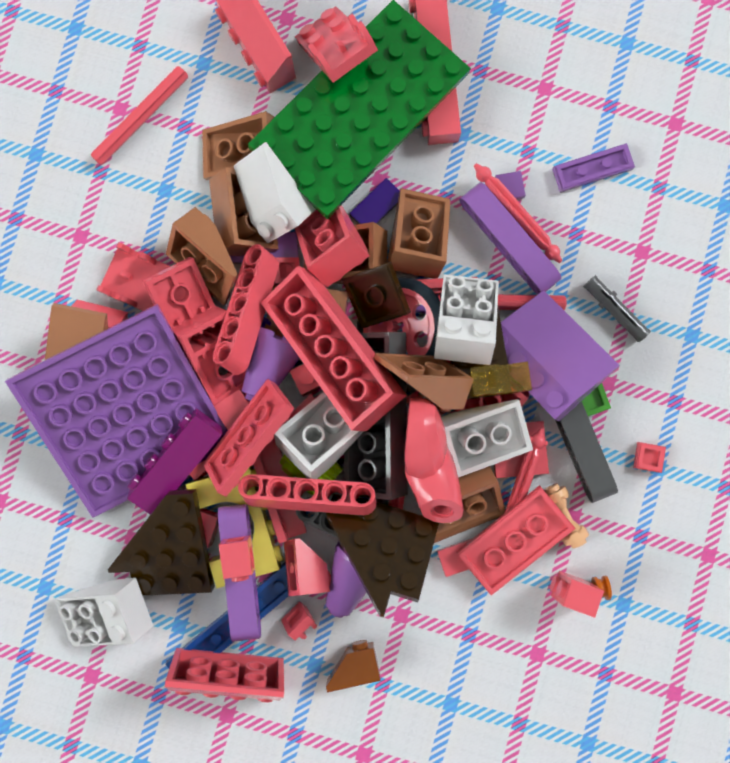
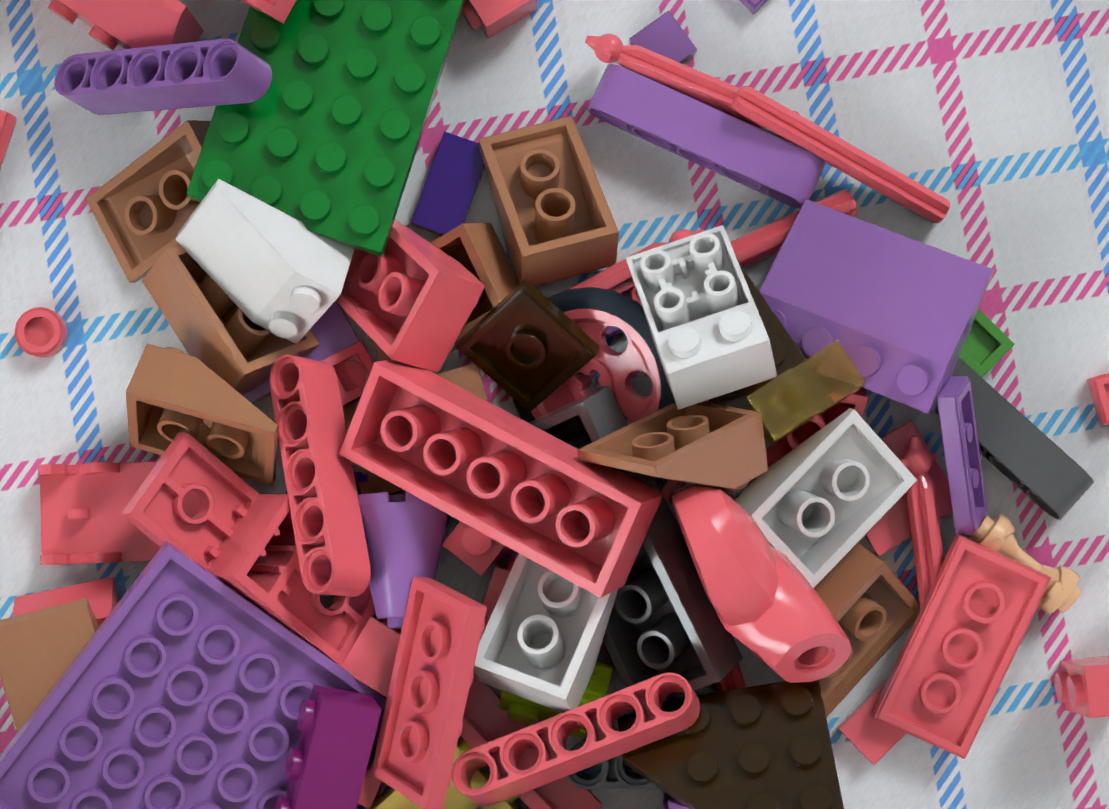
camera: 25 degrees left, 0 degrees up
(151, 182) = (41, 332): none -> coral tile
(265, 85) = (164, 77): none -> medium lavender beam
(561, 448) = (962, 454): none -> medium lavender tile
(570, 277) = (840, 154): none -> coral axle
(617, 309) = (895, 152): dark grey pin -> none

